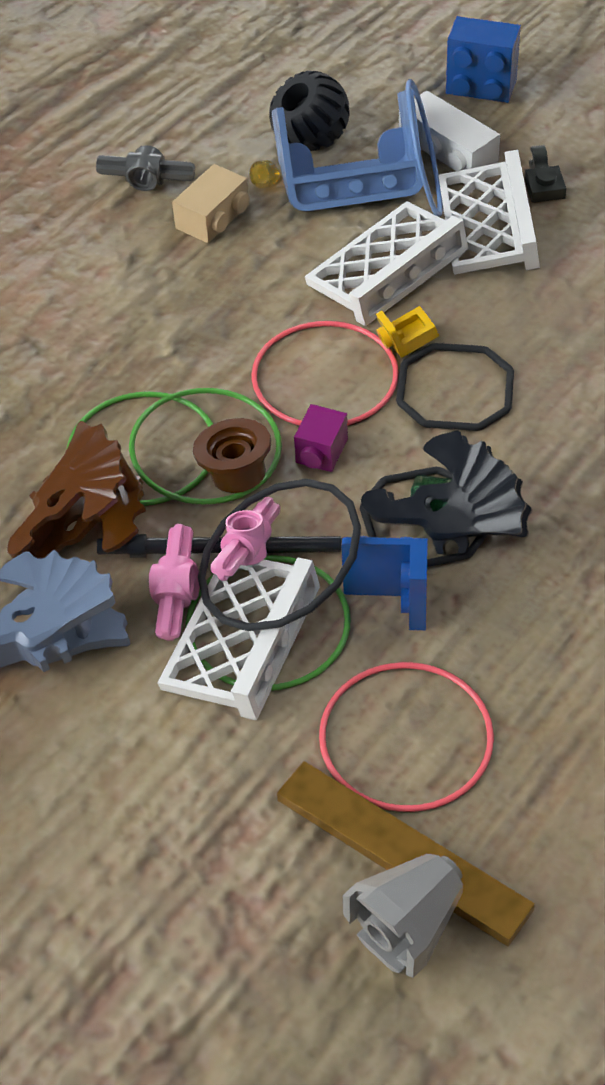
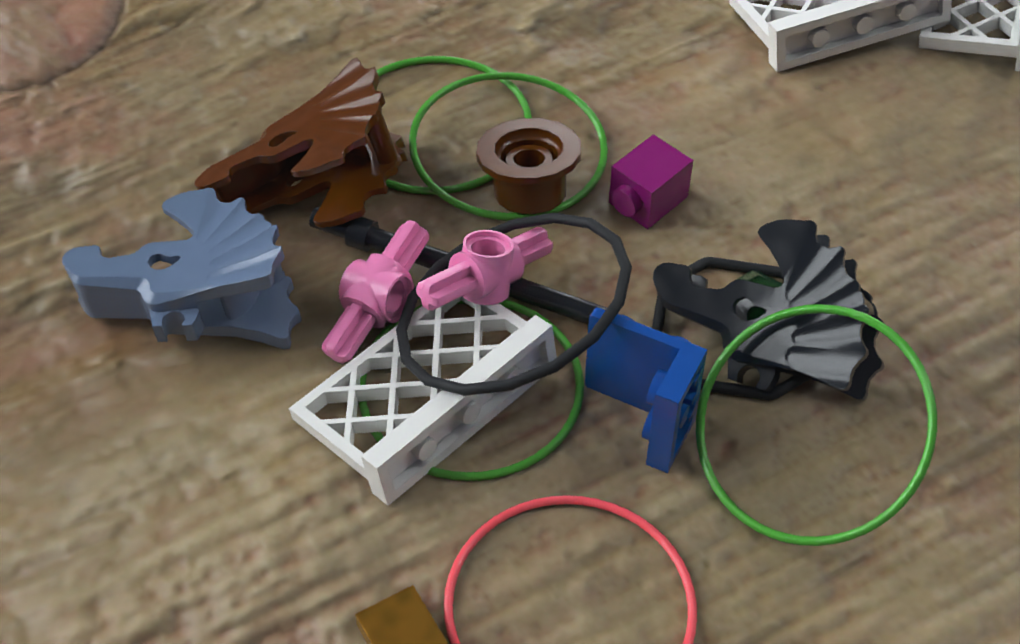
camera: 20 degrees right, 0 degrees up
(320, 324) = (714, 50): coral piece -> none
(407, 331) = (822, 93): yellow bracket -> none
(447, 424) = (794, 209): black piece -> none
(589, 561) = (907, 493): none -> bright green piece

